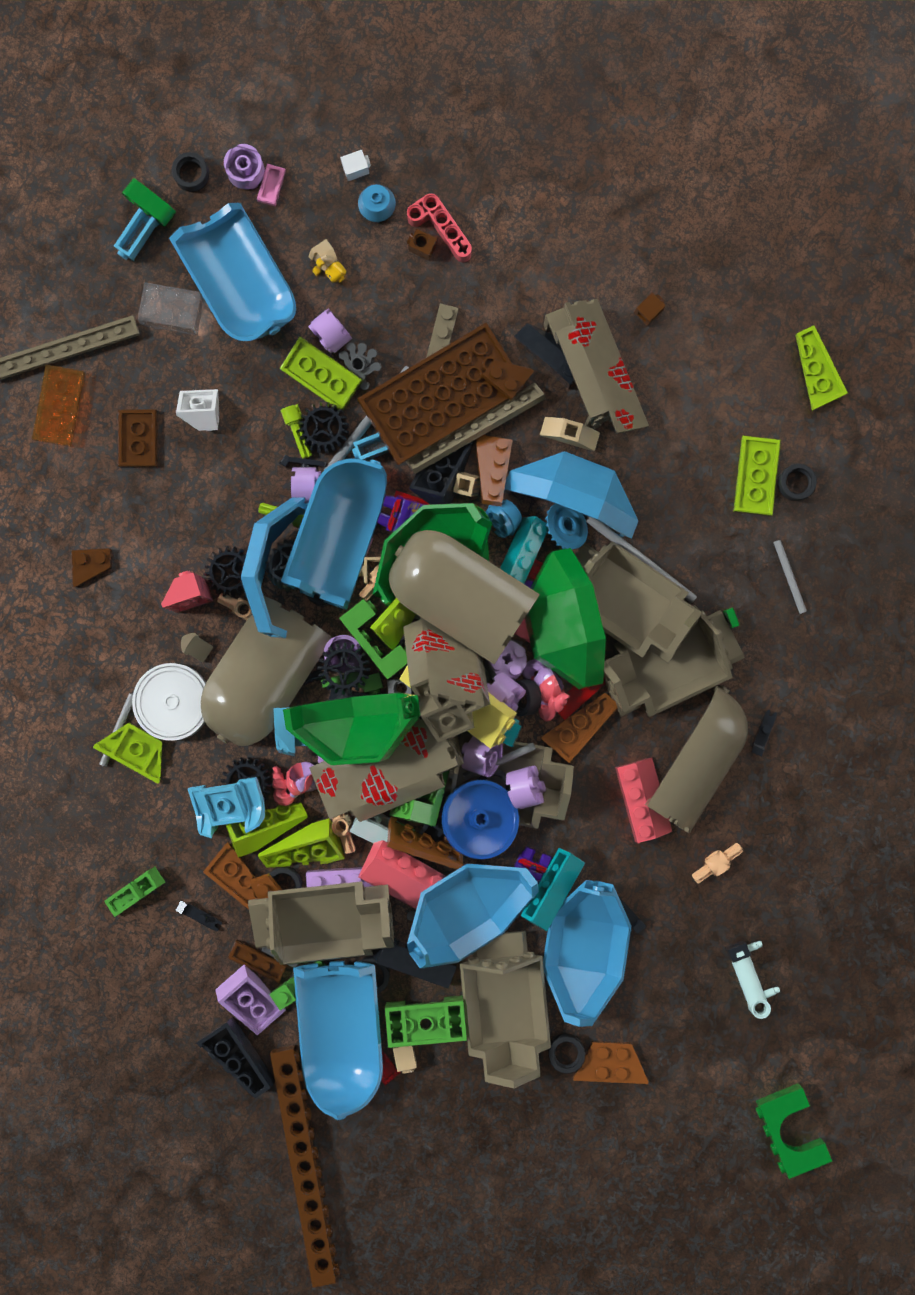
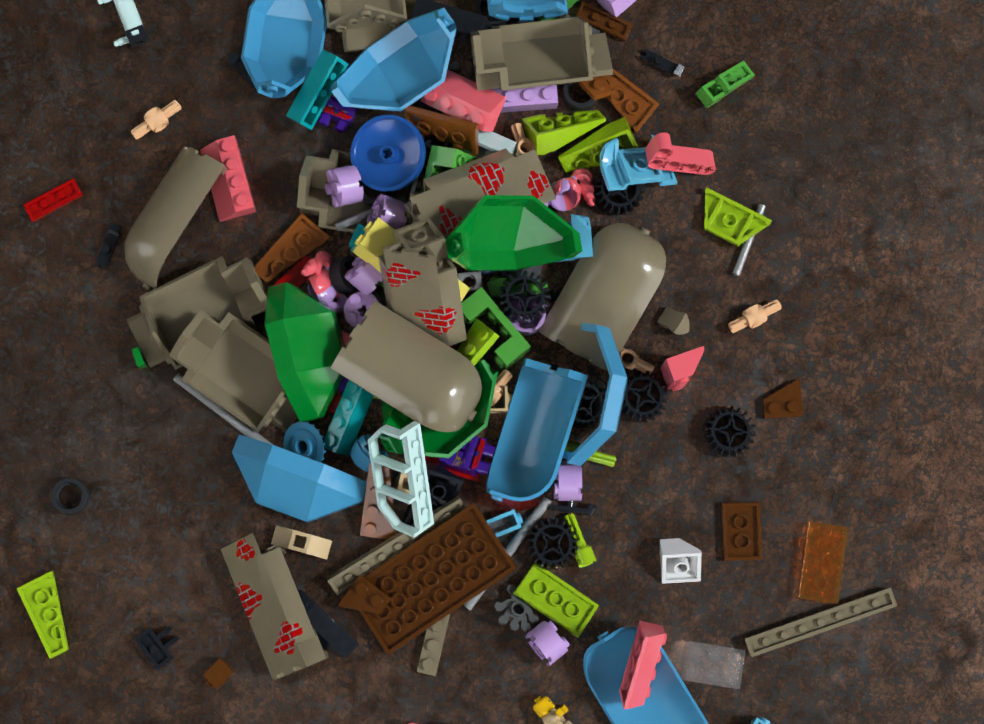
camera: 175 degrees right, 5 degrees down
(114, 650) = (754, 316): none -> light nougat axle
(128, 533) = (720, 430): none -> black gear
(169, 701) = (697, 266): white brick -> none
(198, 814) = (665, 156): none -> coral beam
(238, 304) = (641, 664): none -> coral slope
(455, 487) = (416, 473): none -> light aqua plate
(712, 335) = (155, 648): none -> black hinge
(757, 475) = (110, 503): lime tile -> none
(790, 577) = (79, 401): light grey bar -> none
(820, 781) = (53, 200): none -> red tile

